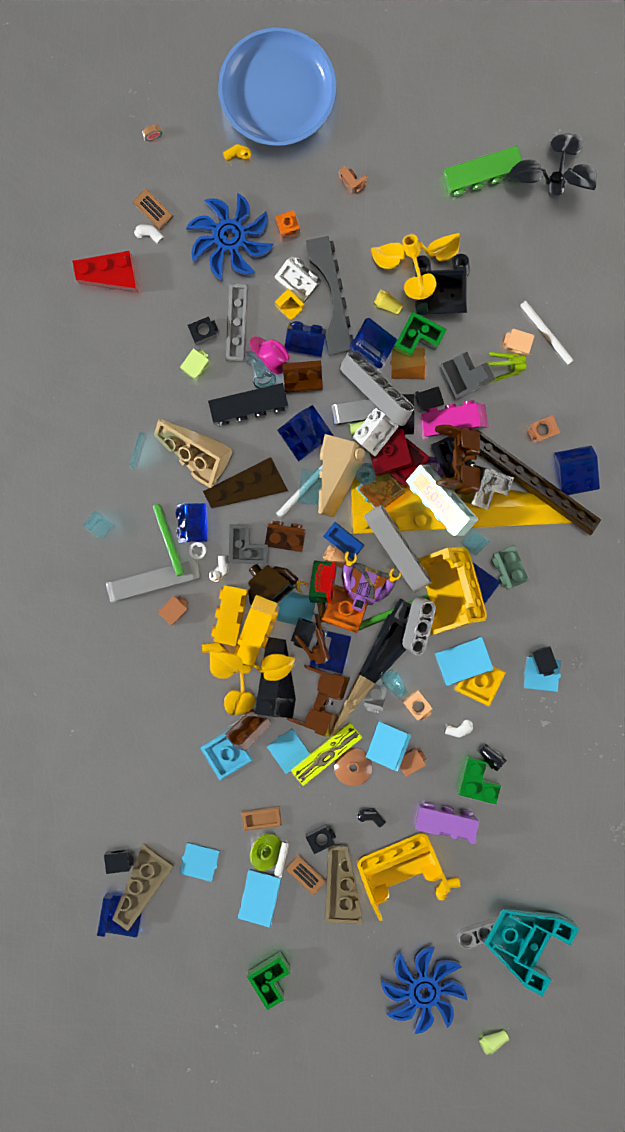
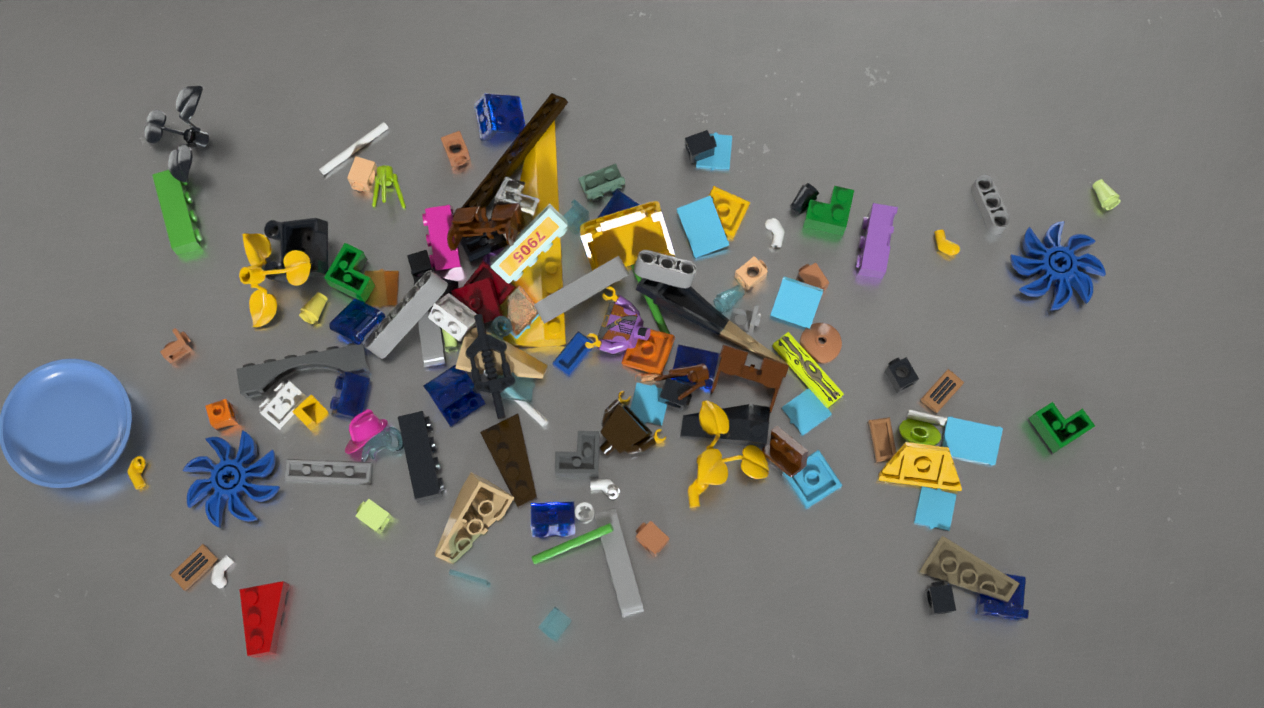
camera: 90 degrees left, 15 degrees down
(152, 132) = (106, 567): medium nougat tile -> none
(194, 330) = (339, 516): black brick -> none
(229, 615) = (656, 474): yellow wedge -> none
(234, 852) = (922, 466): none -> yellow wing
(255, 629) = (671, 440): yellow wedge -> none
(285, 537) = (569, 415): reddish brown bracket -> none
(302, 376) = (390, 396): reddish brown bracket -> none
(322, 582) = (618, 372): piece -> none
(335, 555) = (591, 361): light nougat cone -> none
(341, 892) = (961, 352): dark tan wing -> none
(345, 460) = (494, 386): none -> black bar
(371, 815) = (872, 324): black arm -> none
(396, 865) = (922, 292): yellow windscreen -> none
(464, 376) = (398, 227): dark grey panel -> none
(520, 939) = (996, 165): teal wedge -> none

